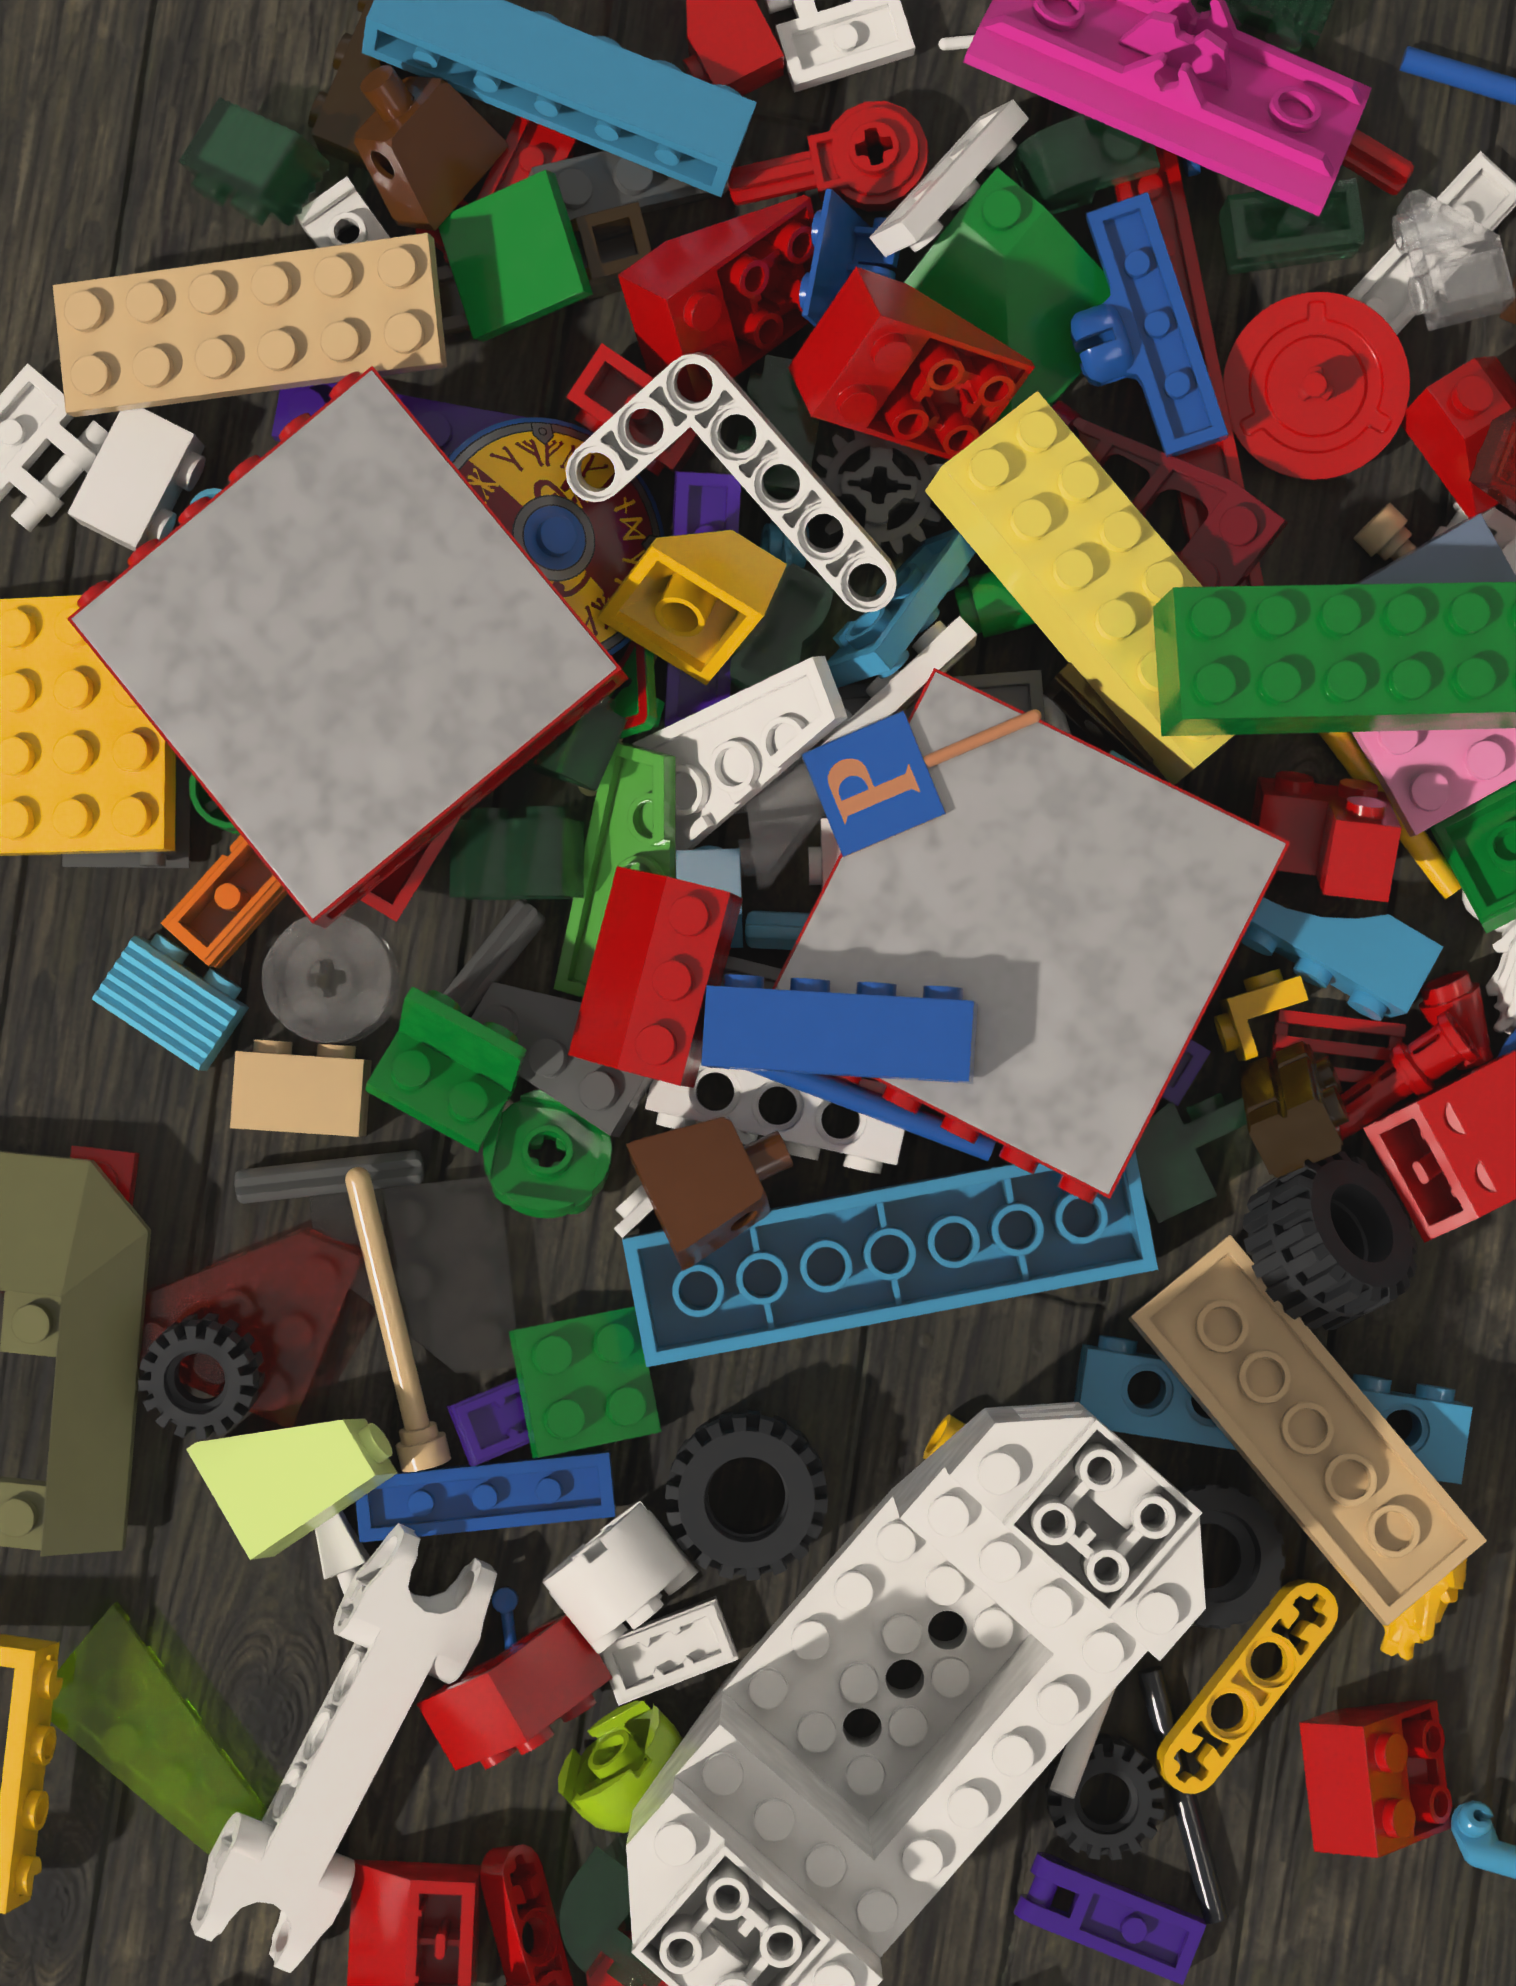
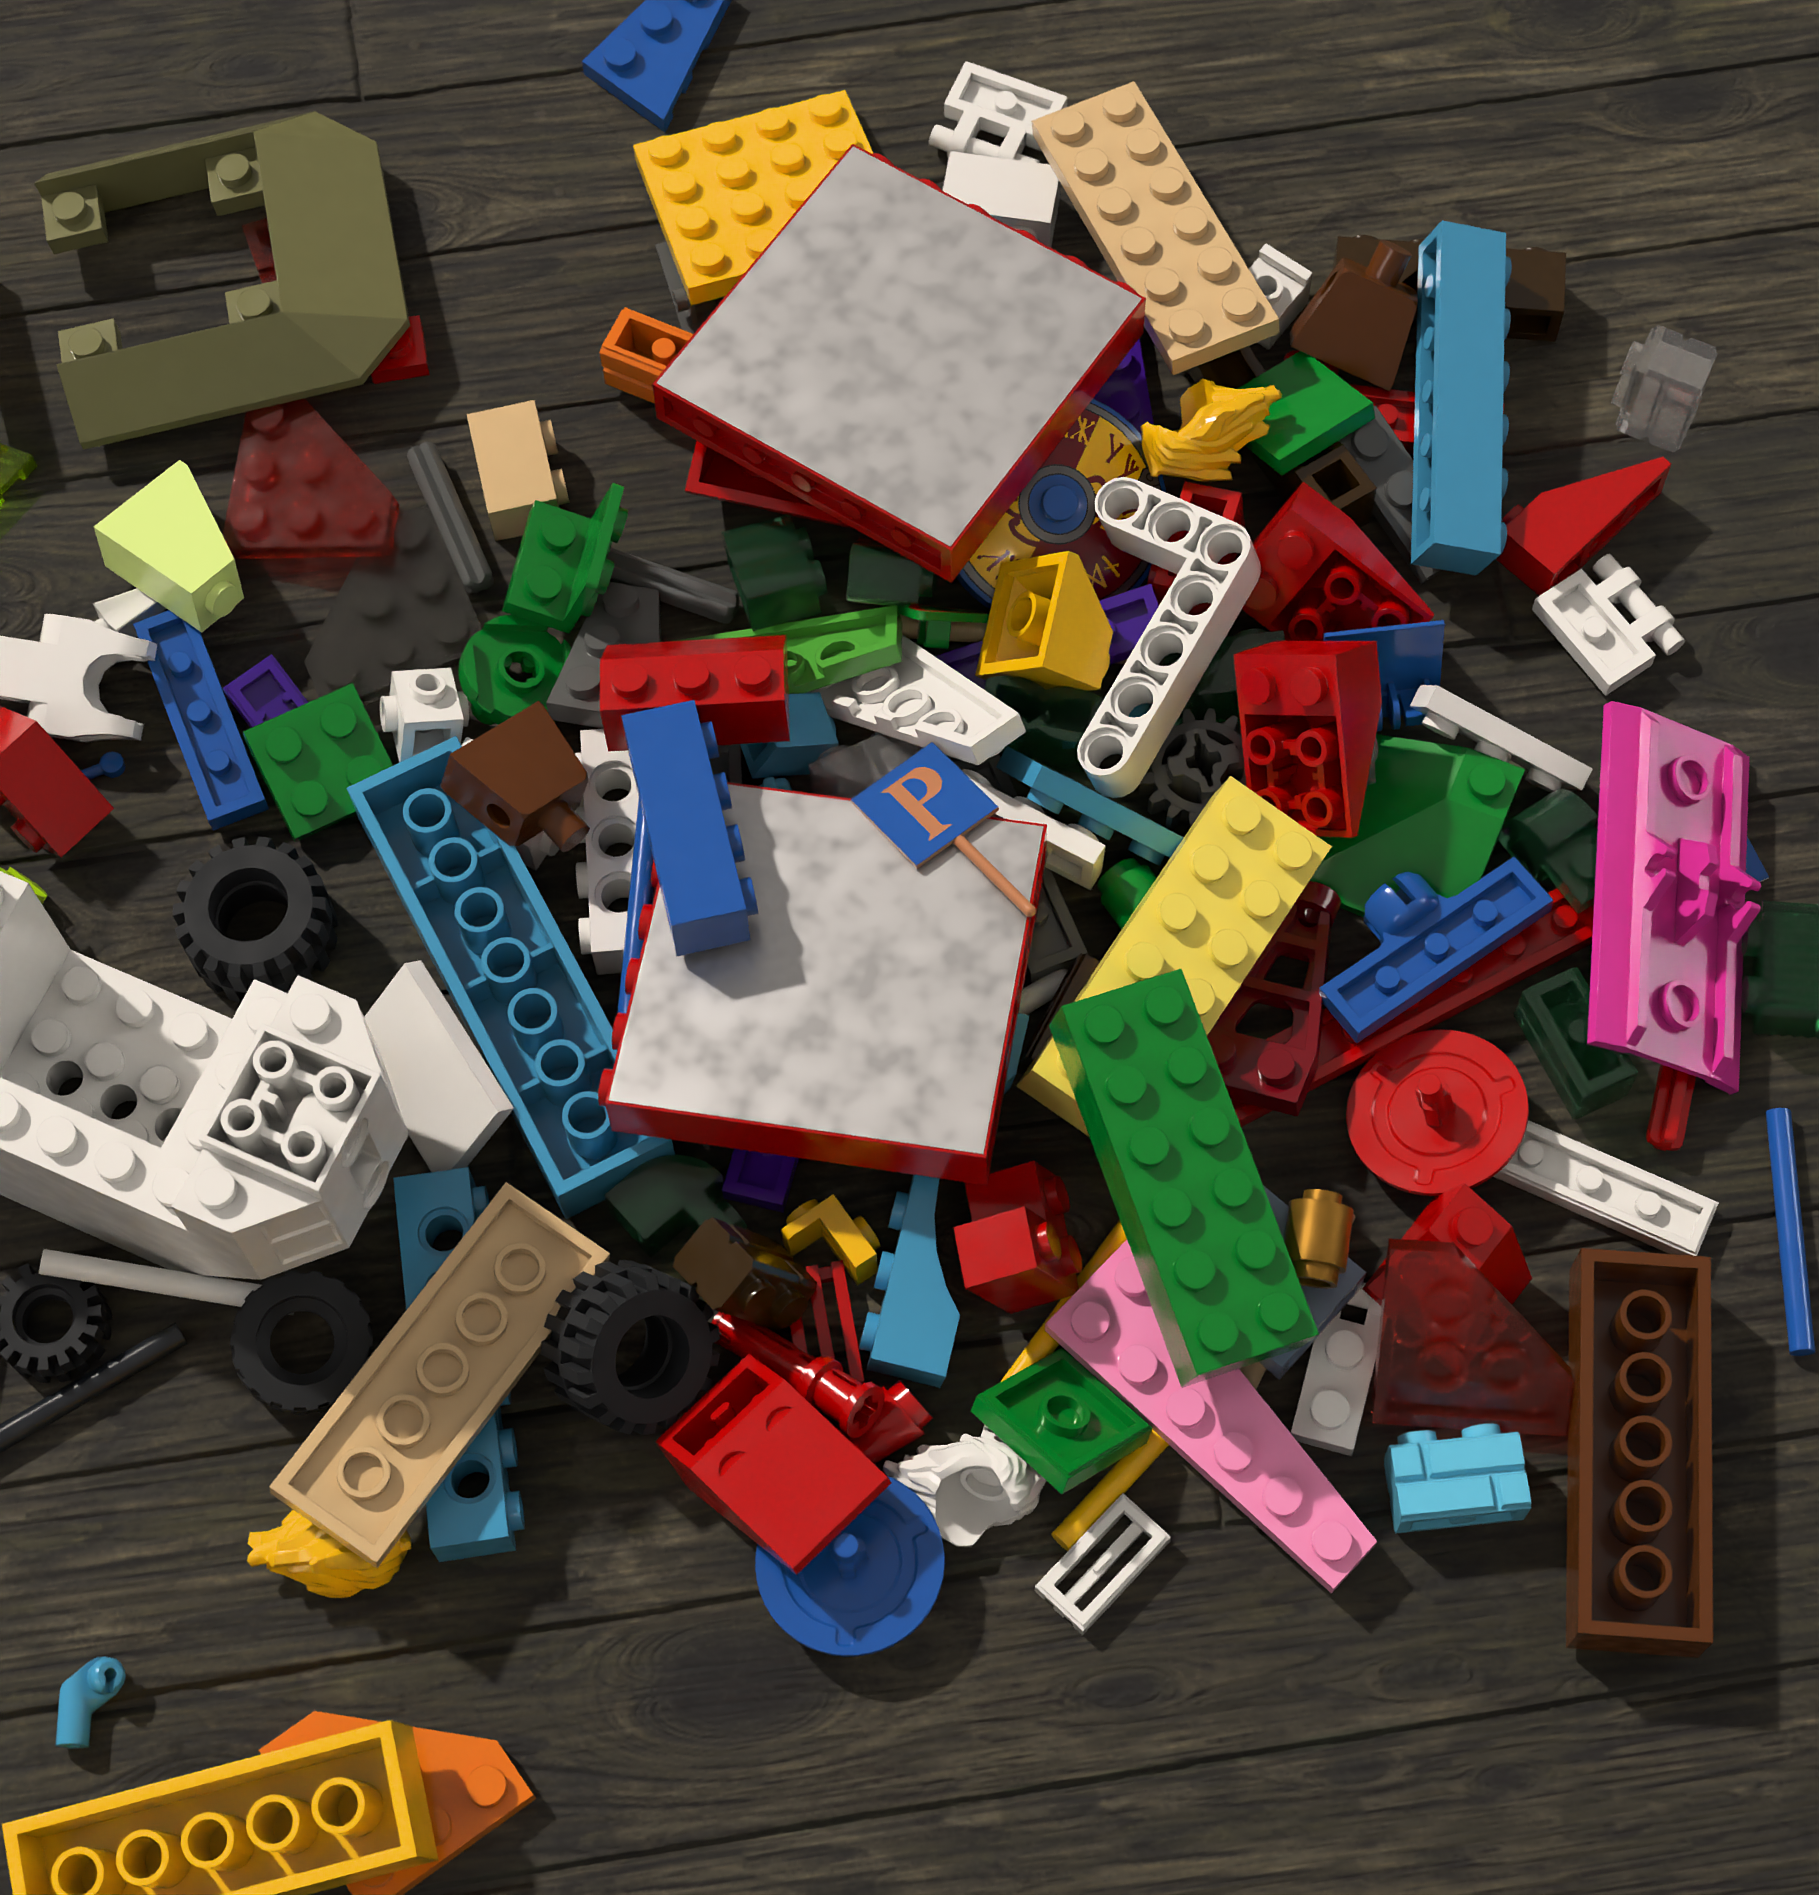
camera: 70 degrees right, 20 degrees down
(172, 1001) = (562, 351): medium azure brick -> none
(180, 1406) = (231, 429): black tyre -> none
(253, 163) = (1293, 202): clear green brick -> none
(311, 1011) = (624, 444): clear brick -> none
(420, 1441) = (237, 649): tan piece -> none
(521, 350) = (1212, 430): none -> yellow hair
(567, 1263) = (423, 710): none -> white brick
(619, 1576) = (153, 827): white brick -> none
(669, 1650) = (98, 903): white plate -> none
(842, 161) = (1486, 665): red piece -> none
(972, 1359) = (435, 1071): none -> white tile
(1256, 1693) = (189, 1413): yellow beam -> none
(1375, 1777) = (126, 1567): red slope -> none
(1447, 547) = (1318, 1237): none -> pearl gold brick
(1453, 260) = (1598, 1195): clear slope -> none

